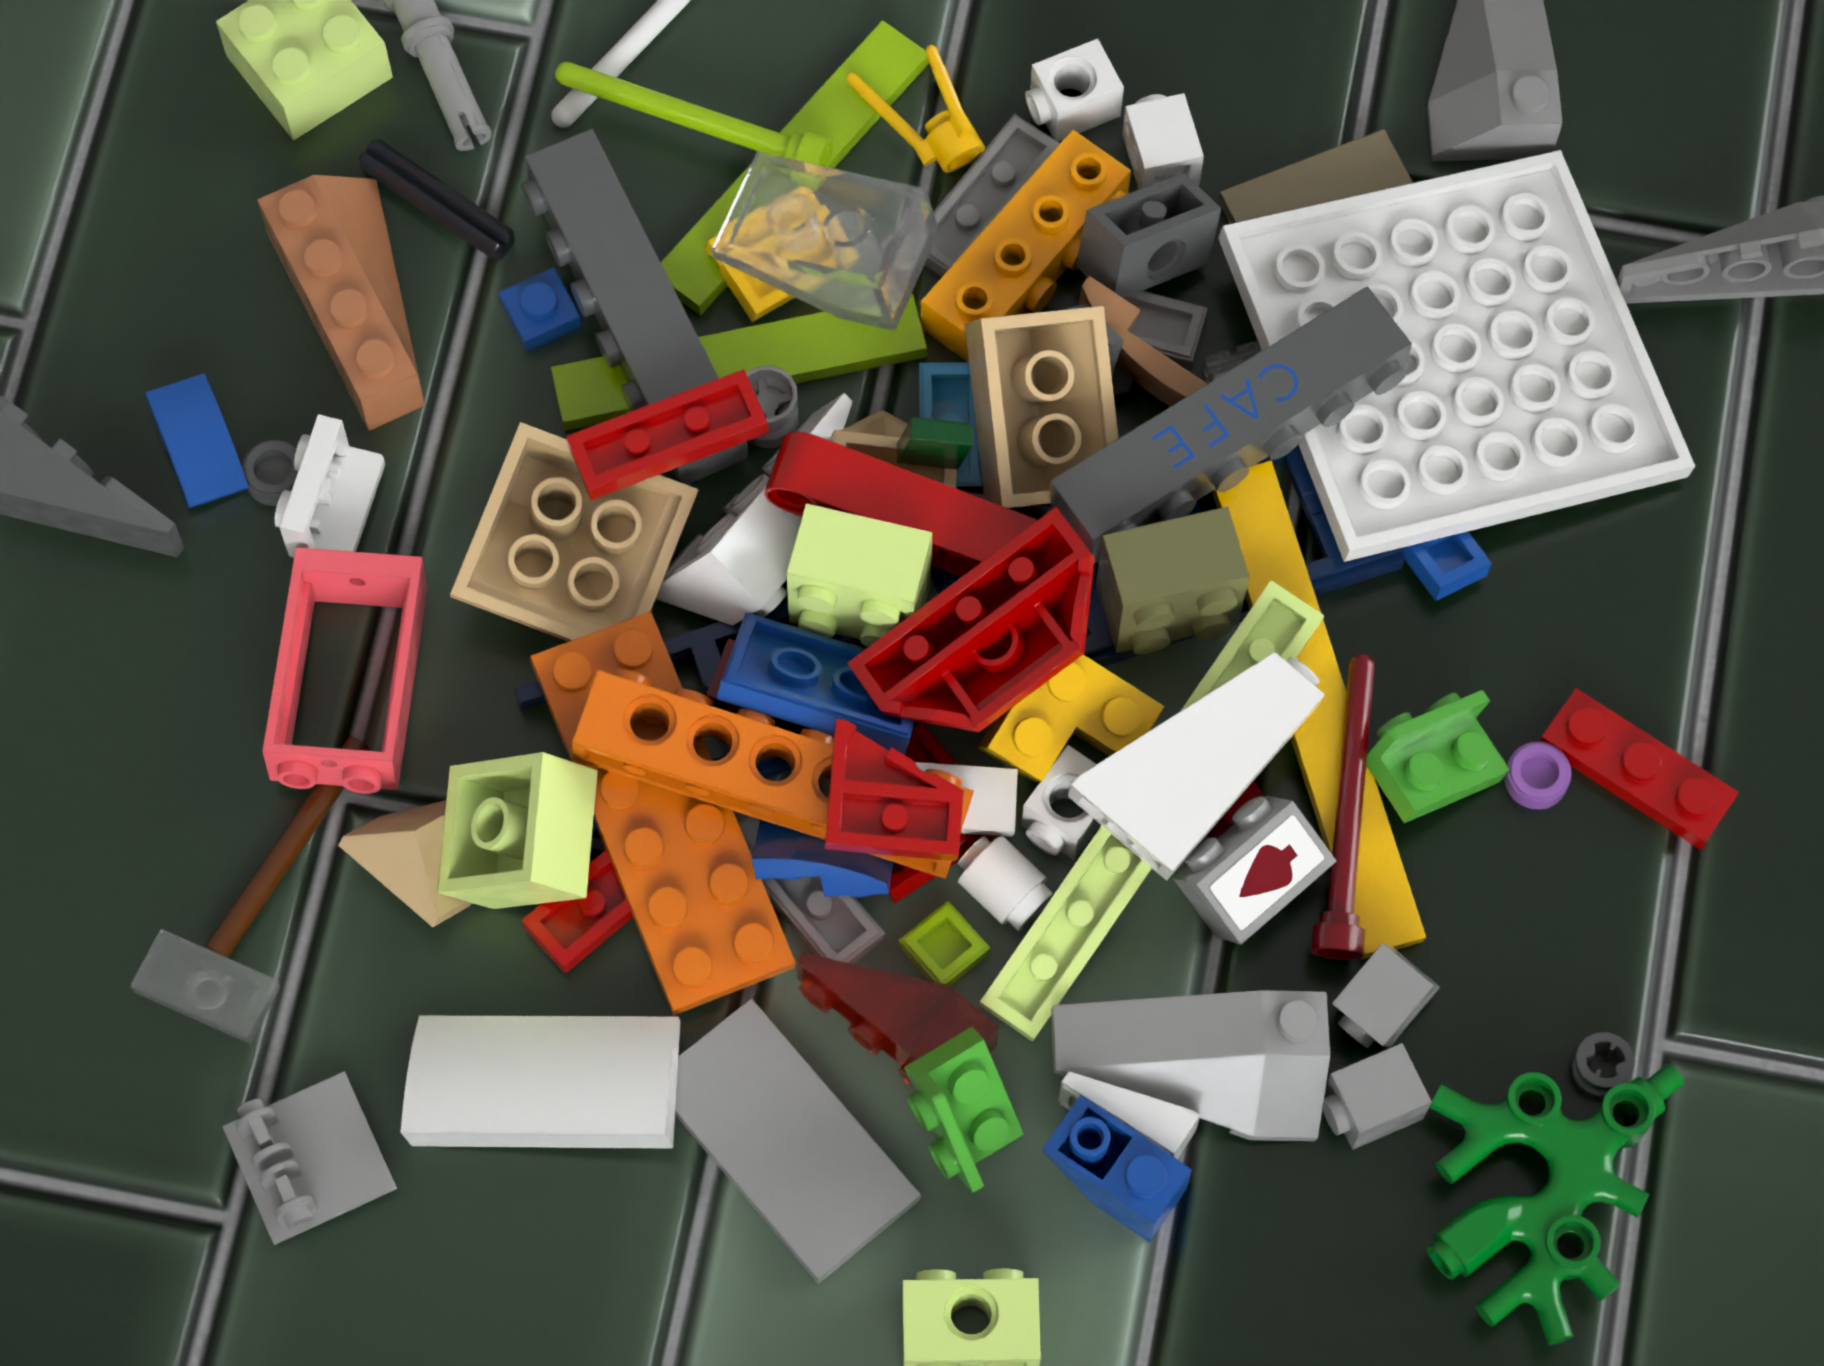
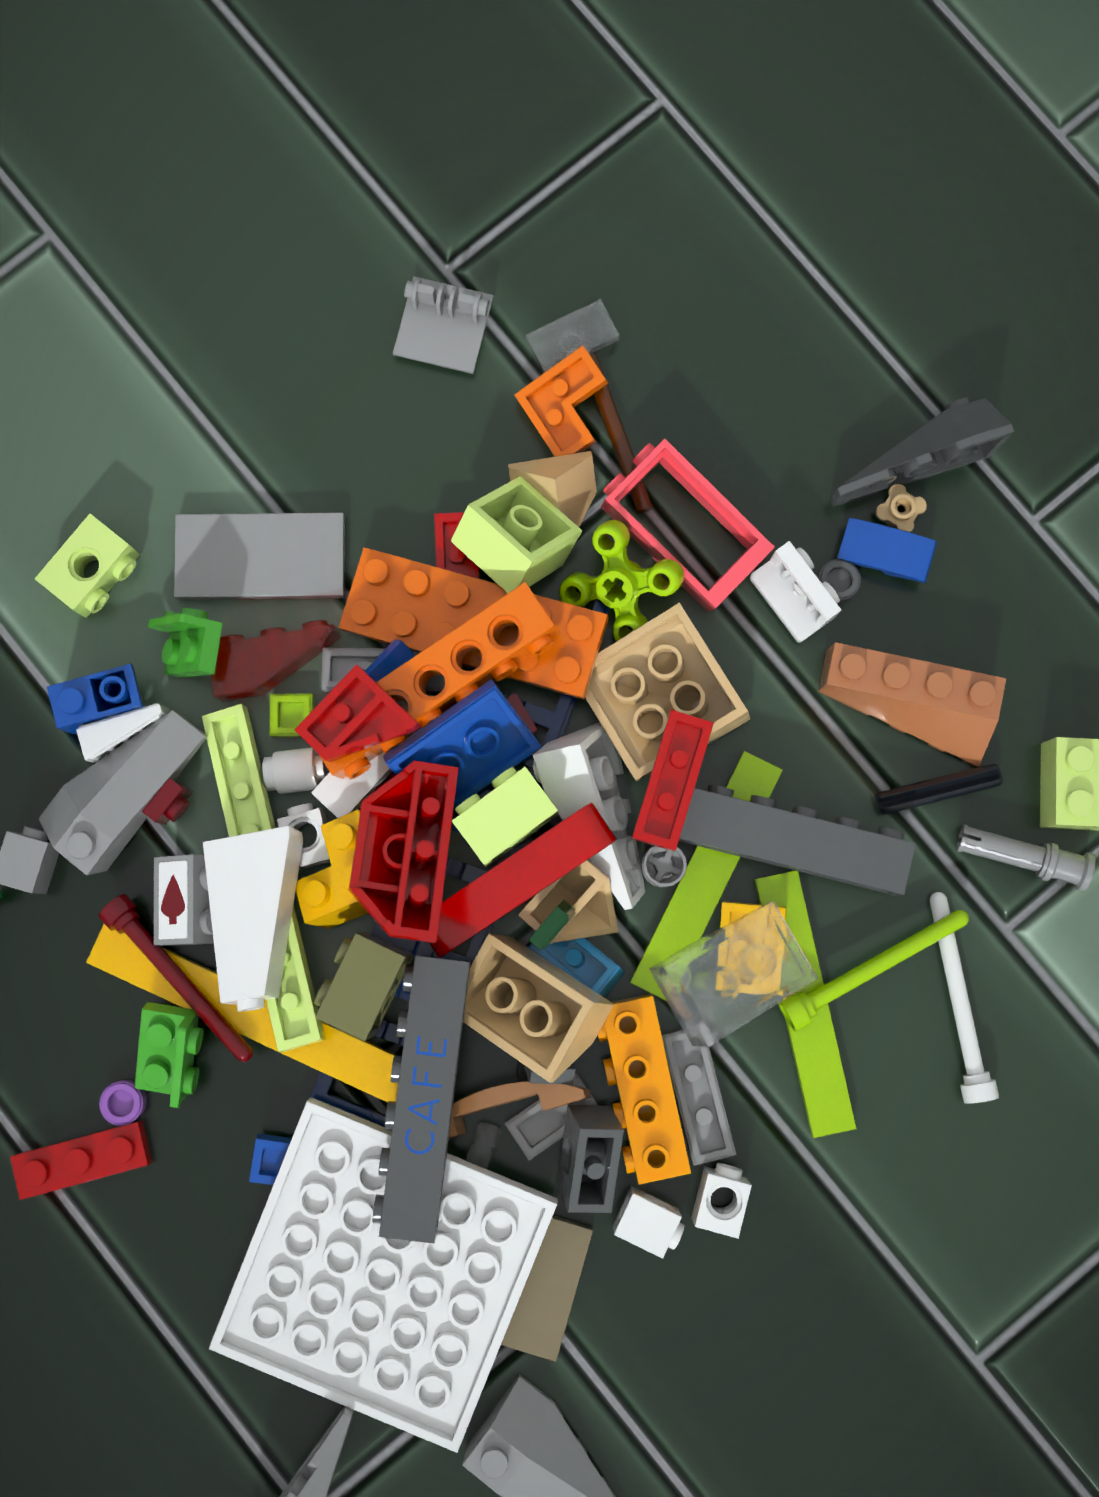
camera: 135 degrees right, 15 degrees up
(146, 475) = (892, 517): none -> tan plate
(303, 943) = (552, 400): none -> orange plate
(475, 682) = (618, 567): none -> lime gear
(540, 309) = (825, 792): blue plate -> none
(542, 1081) = (384, 459): white slope -> none
(950, 133) = (748, 1105): yellow plant -> none
(1165, 981) = (168, 802): none -> dark red plate
(1383, 997) = (68, 910): light grey brick -> none

